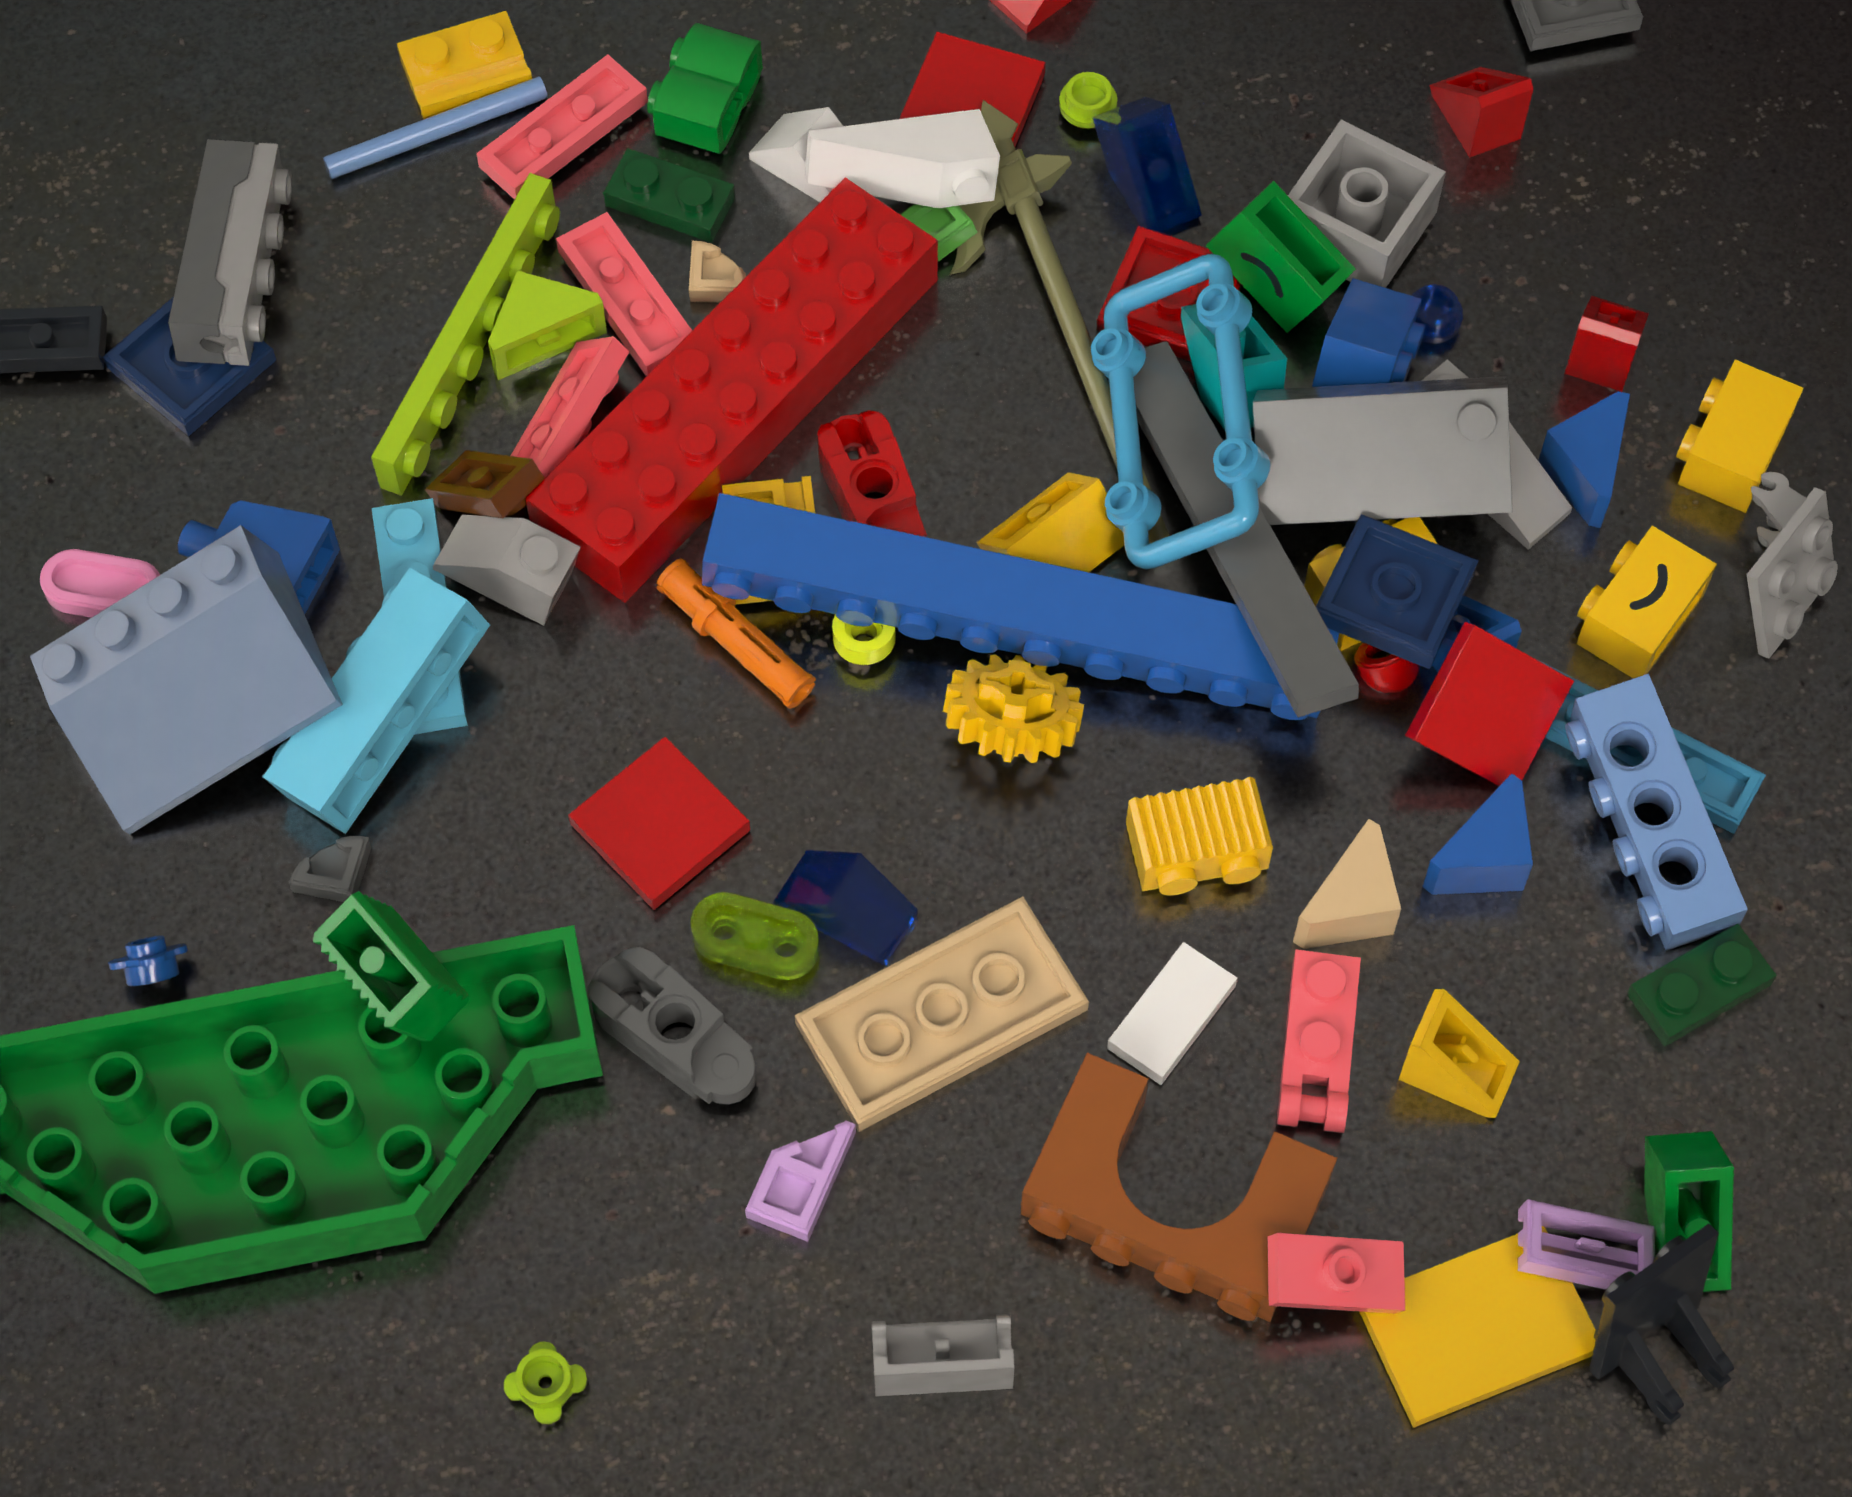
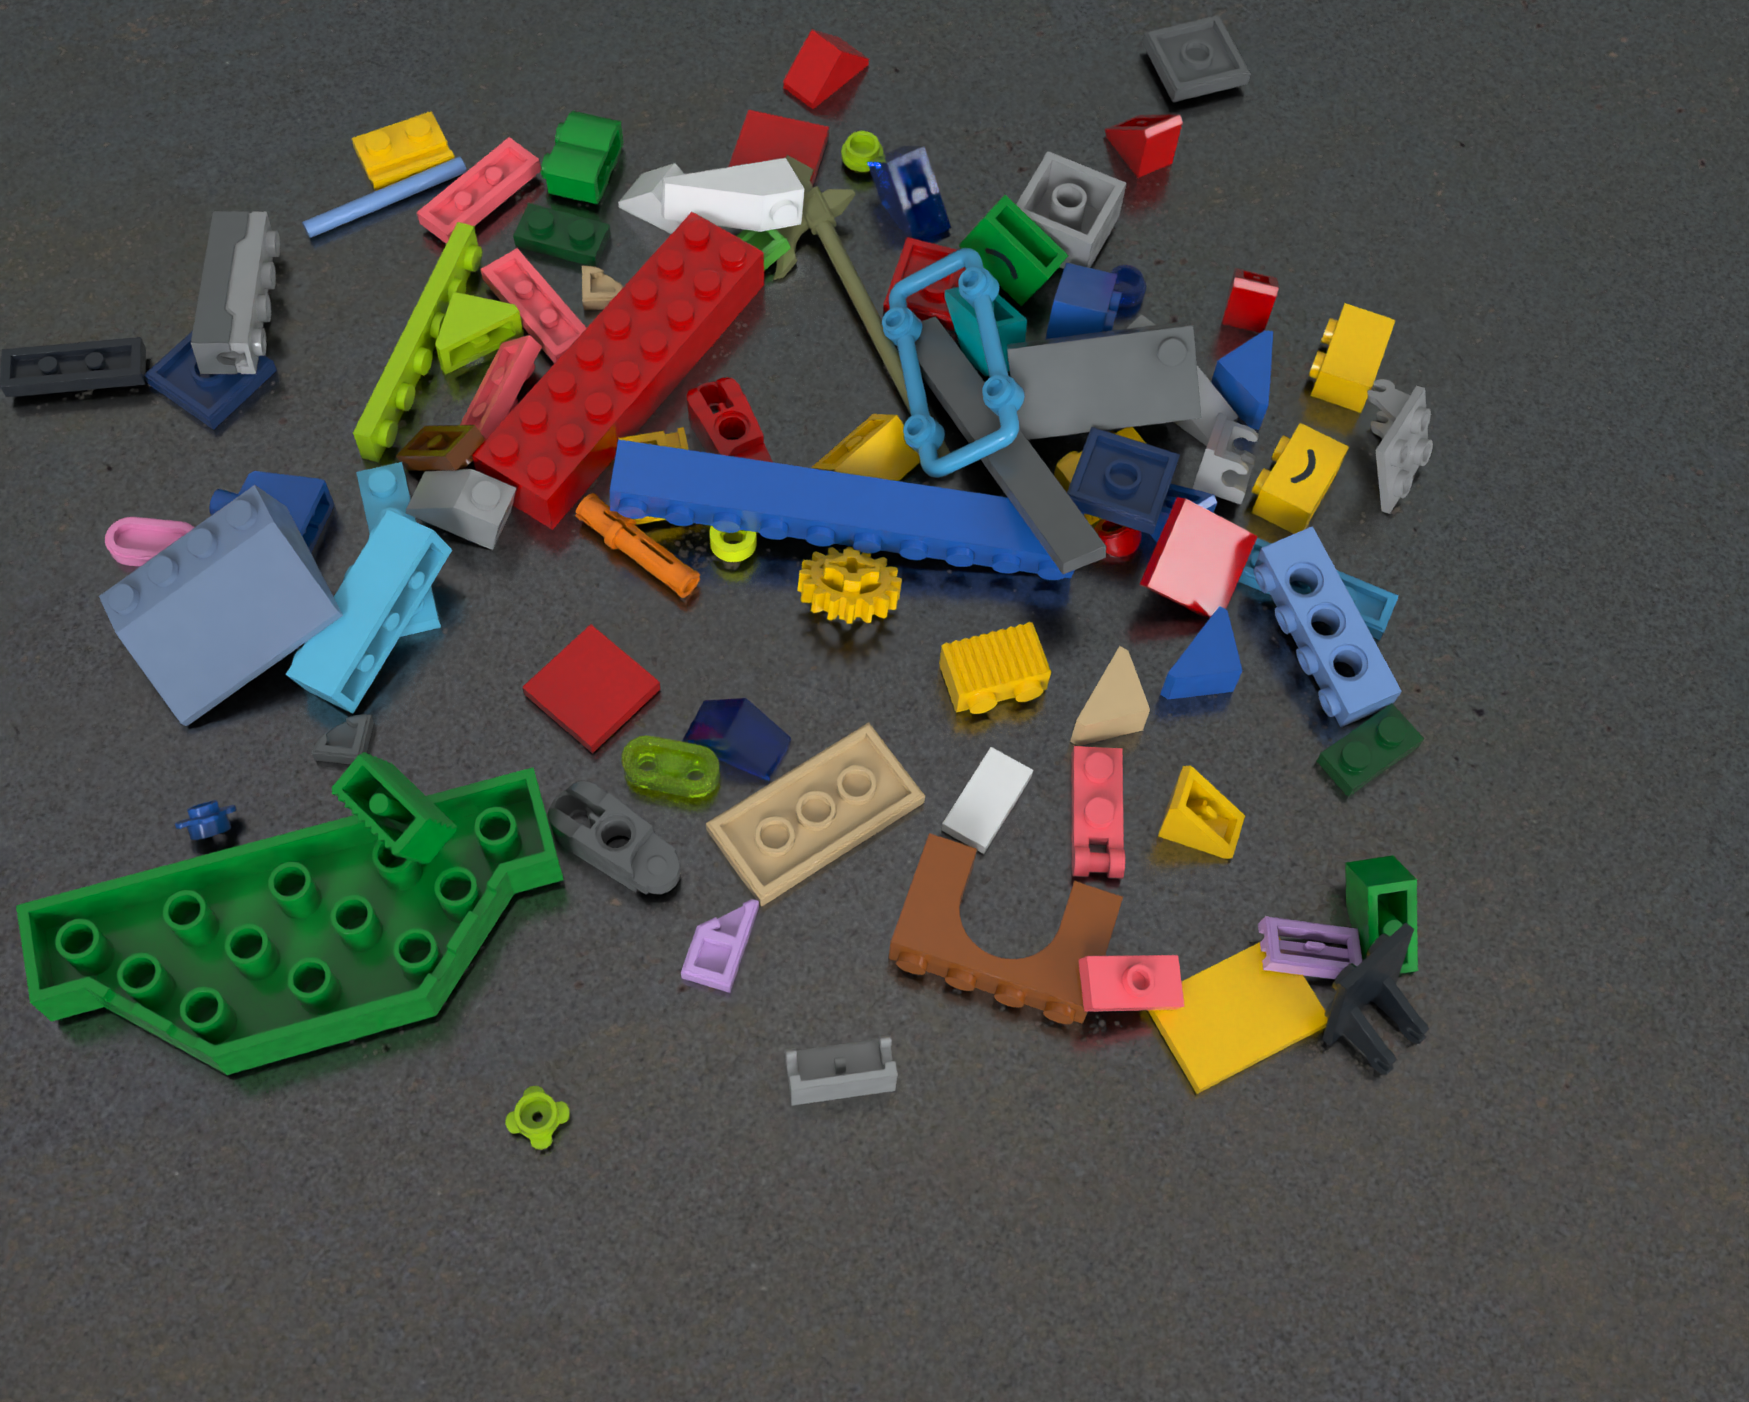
camera: 10 degrees left, 0 degrees up
(1540, 577) = (1223, 467): none -> light grey hinge

